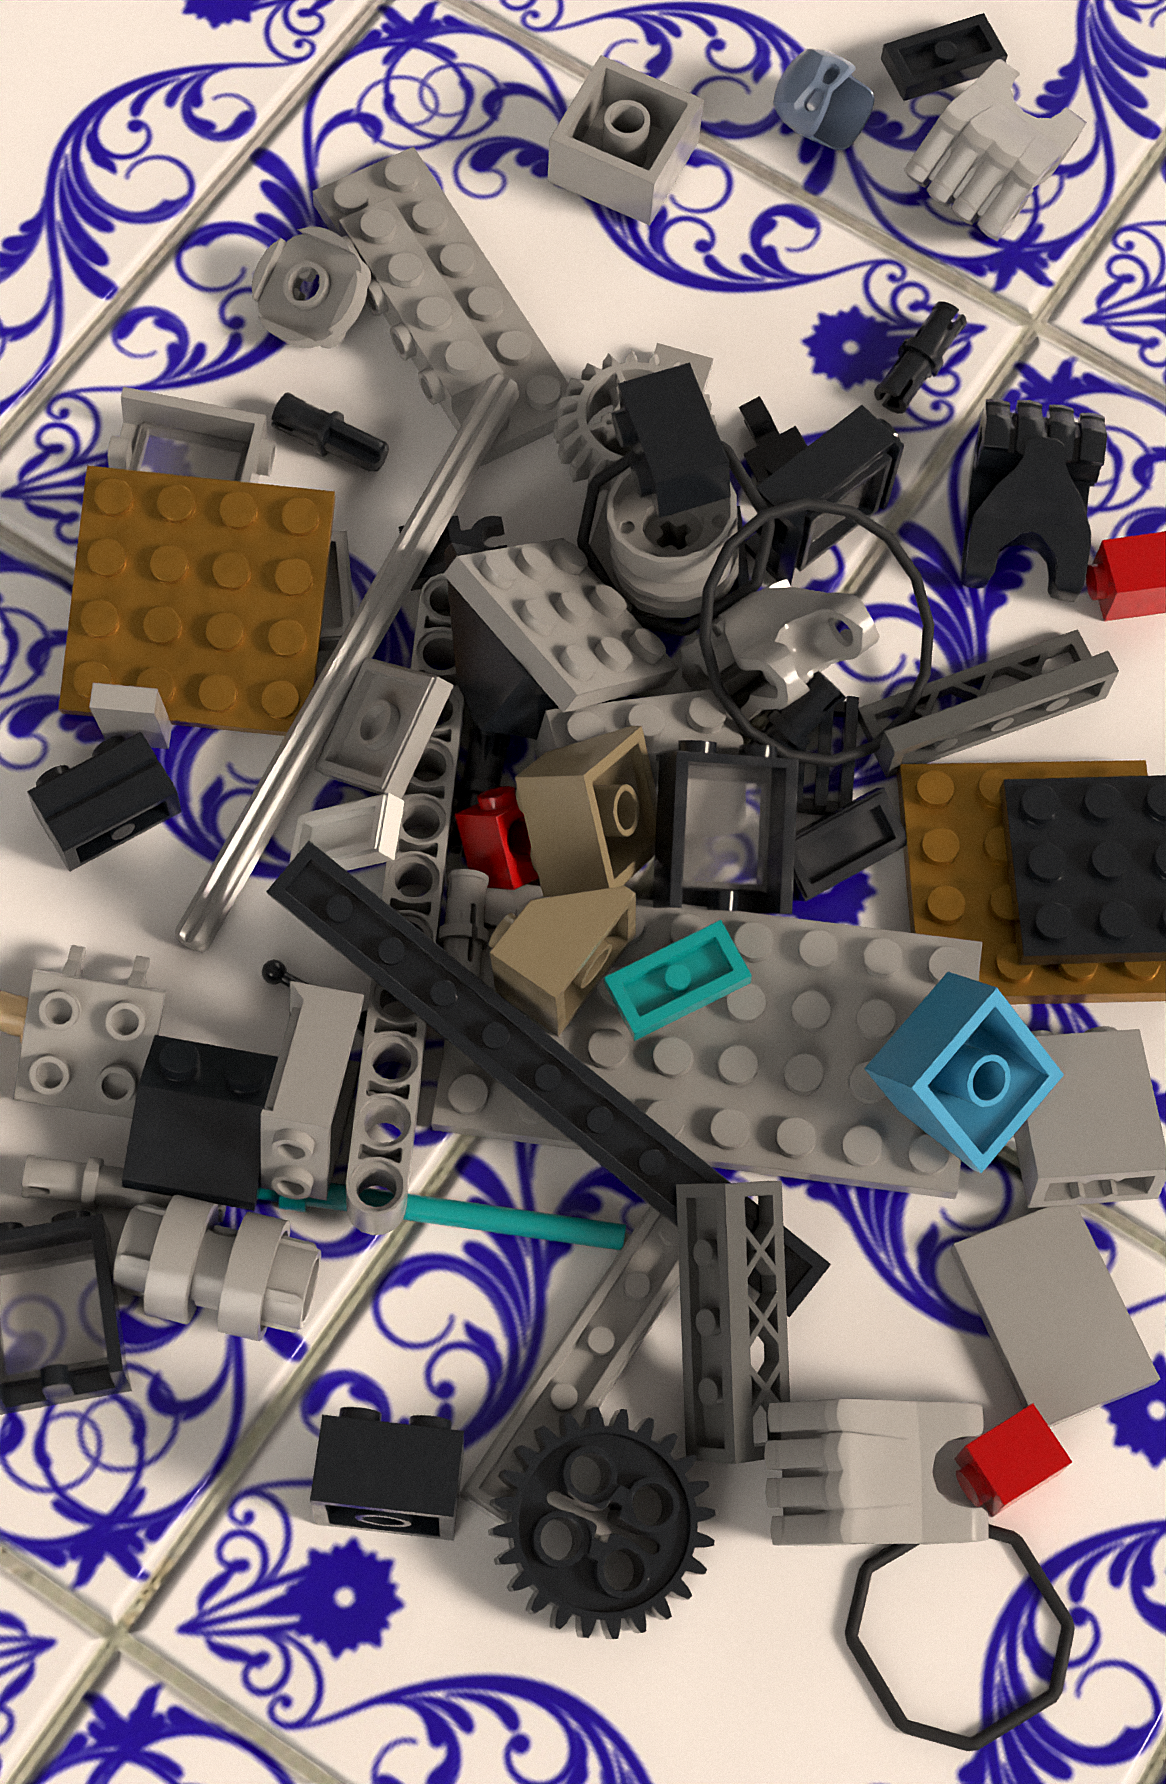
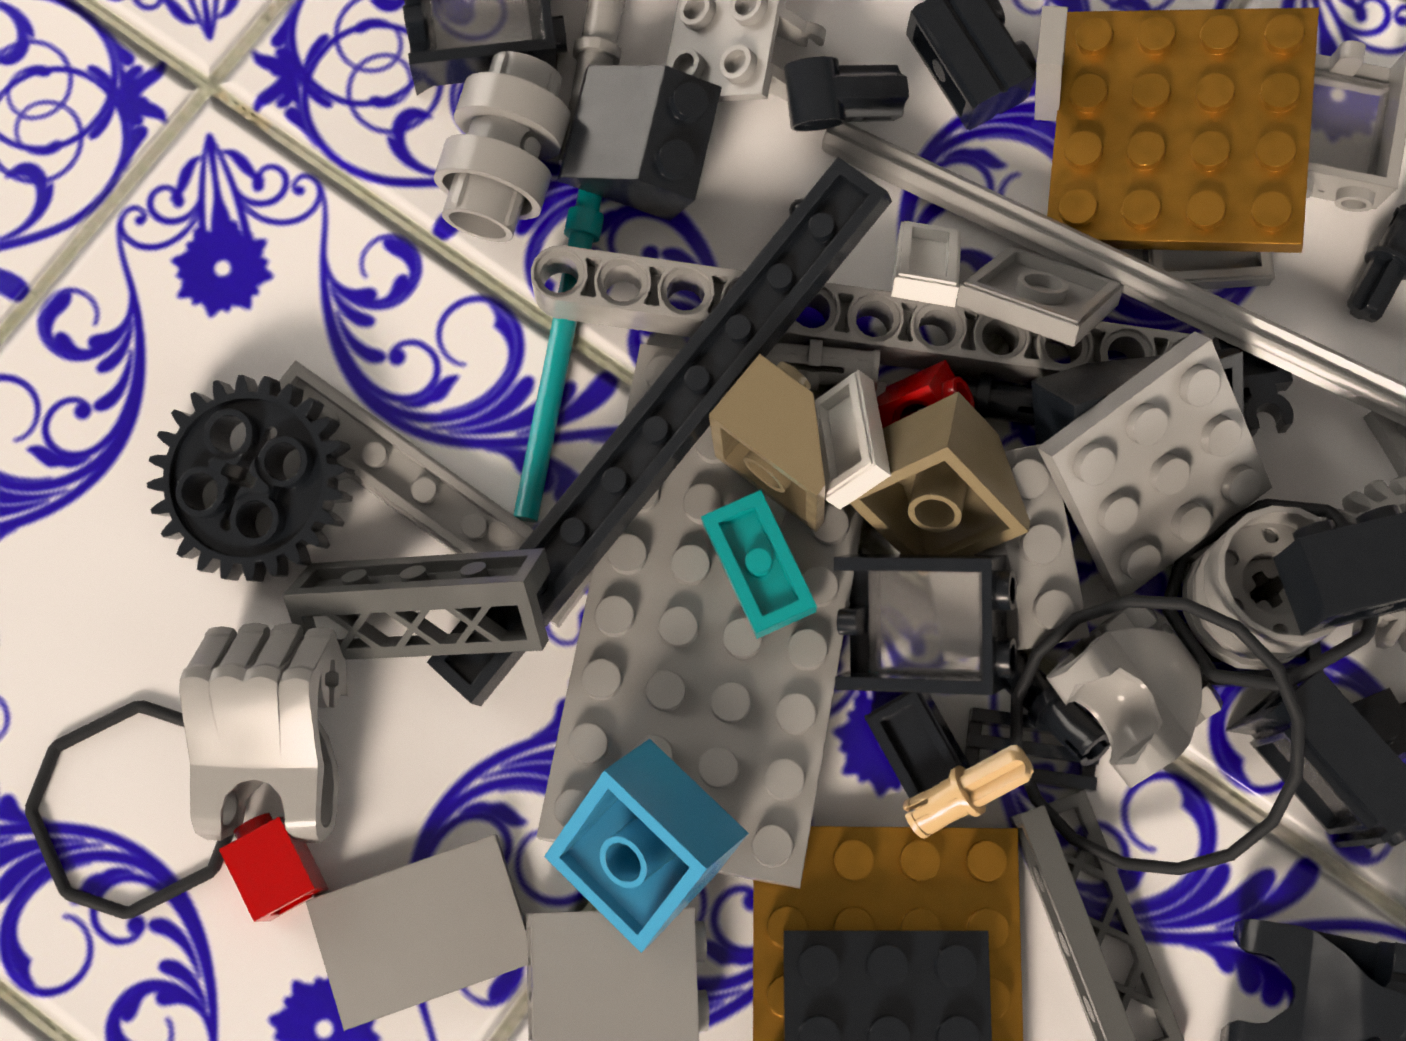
camera: 100 degrees right, 10 degrees up
(155, 929) = (830, 94): none -> black piece
(310, 1092) = (653, 213): light grey window -> none
(388, 1474) = (296, 285): black brick -> none
(557, 874) = (851, 440): none -> white tile
(879, 793) = (968, 791): none -> tan axle

